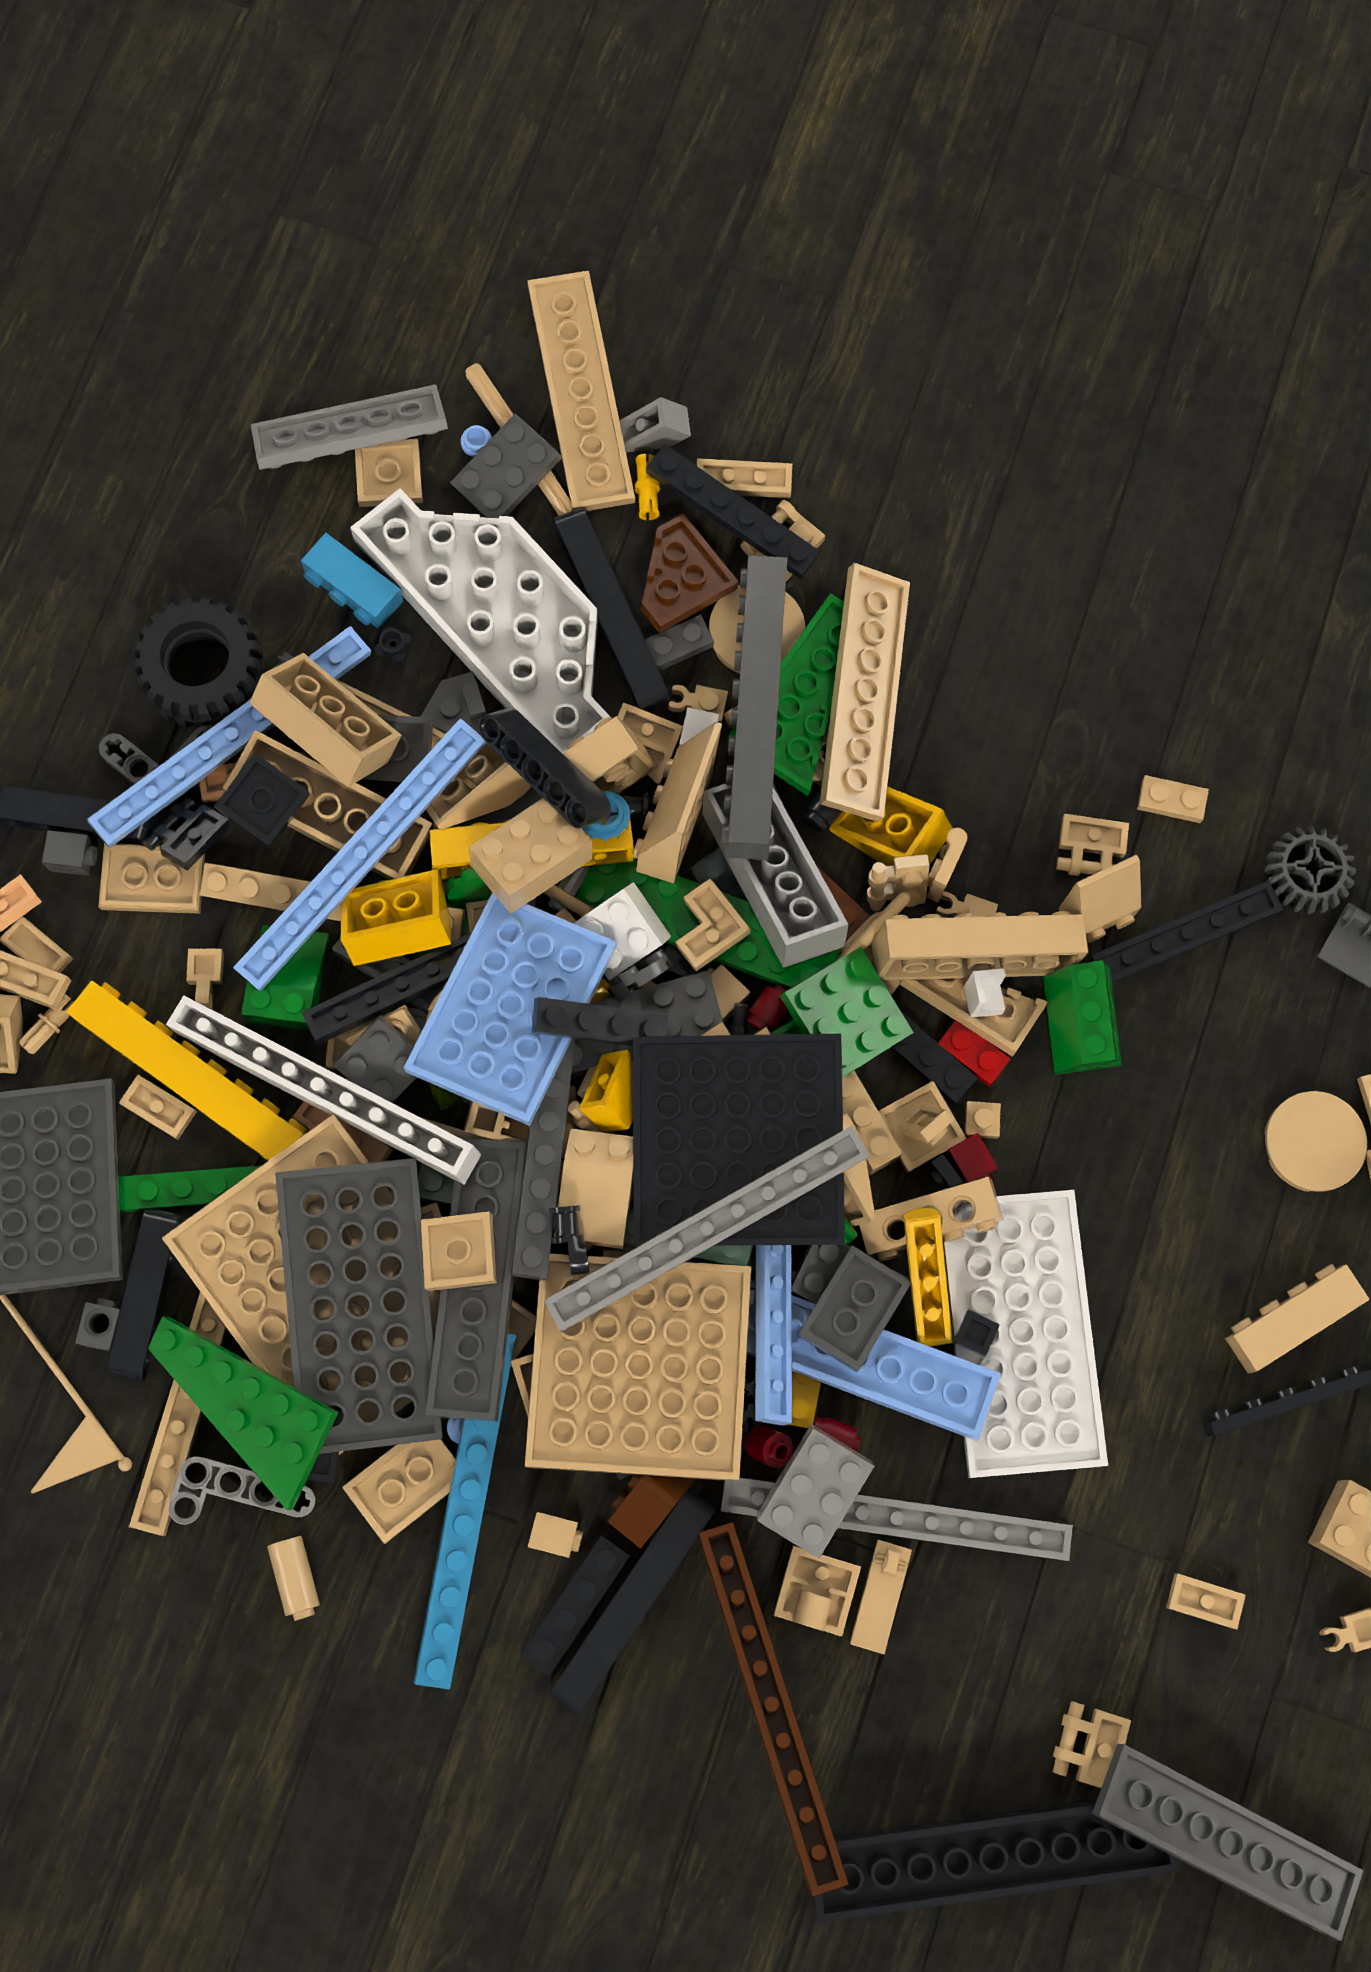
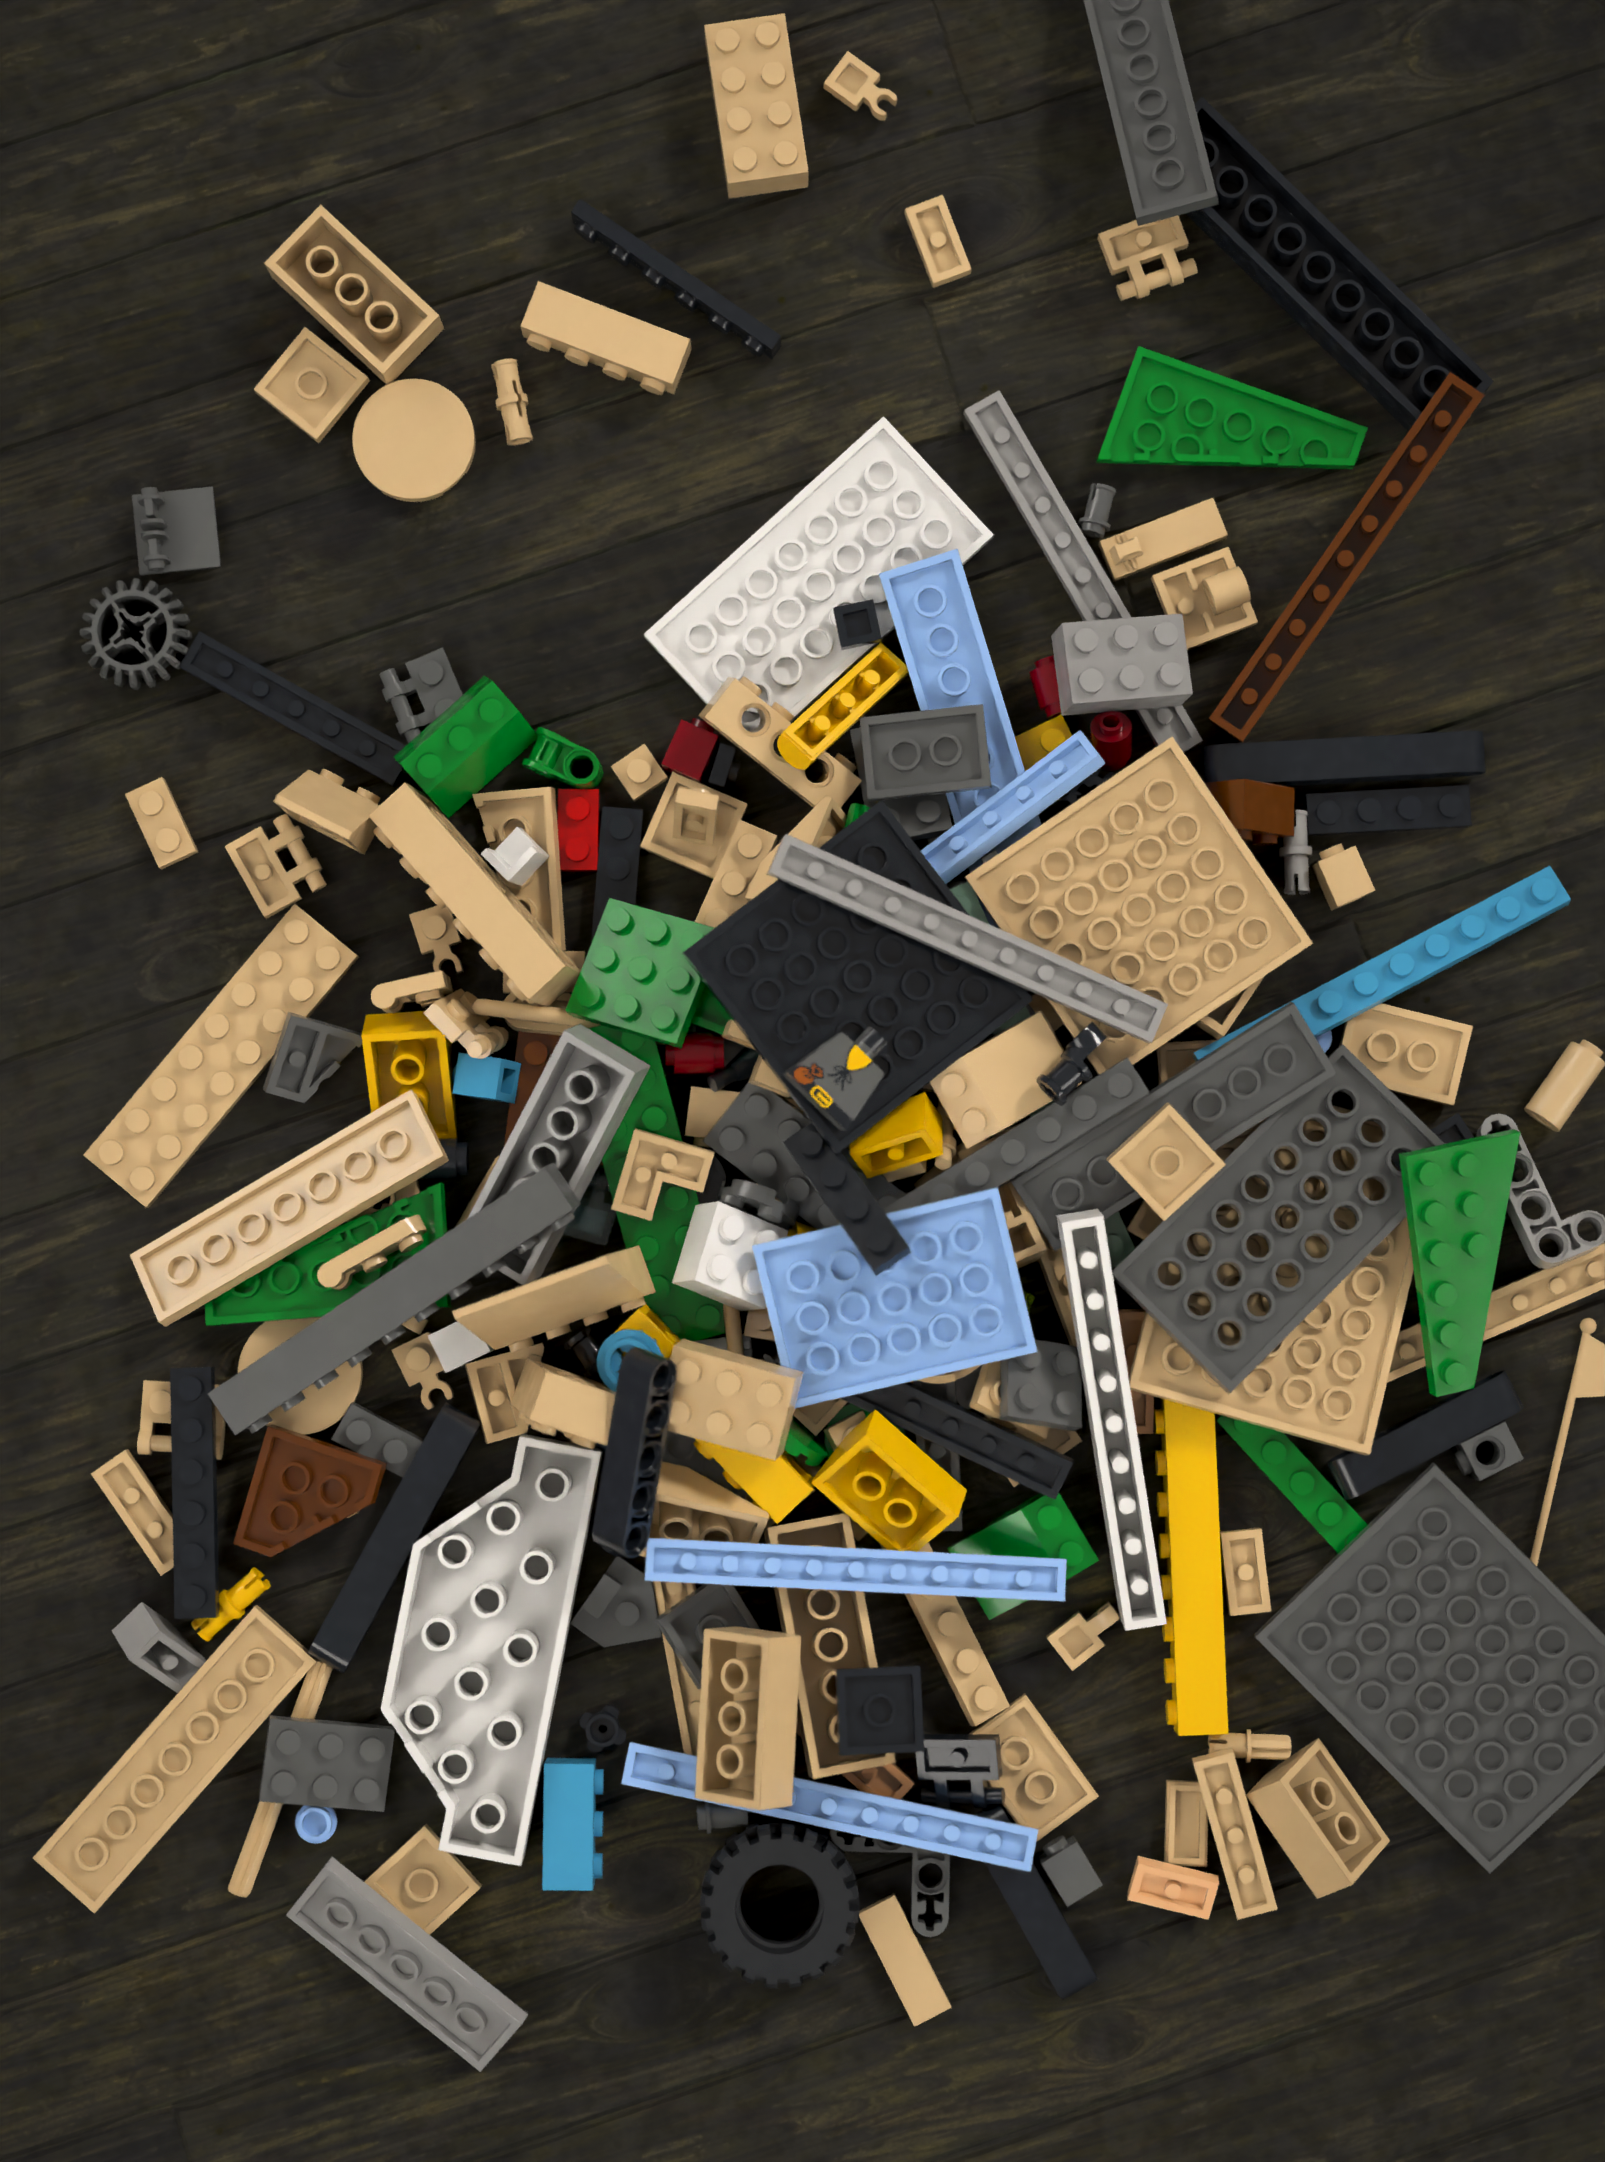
camera: 125 degrees left, 10 degrees up
(102, 715) = (904, 1959): none -> tan tile
(593, 1514) = (1295, 856): none -> light grey pin
(682, 1072) = (839, 1075): none -> dark grey torso
(797, 714) = (372, 1252): none -> tan plate
(852, 871) = (486, 1078): none -> dark azure brick
(934, 1565) = (1097, 511): none -> dark grey pin
(945, 1692) = (1201, 418): none -> green wing
(953, 775) = (307, 1056): none -> dark grey wing
(994, 729) = (219, 1056): none -> tan plate
(1031, 1074) = (556, 757): none -> green piece
(1140, 1033) = (435, 685): none -> dark grey plate
(1296, 1224) = (511, 401): none -> tan pin

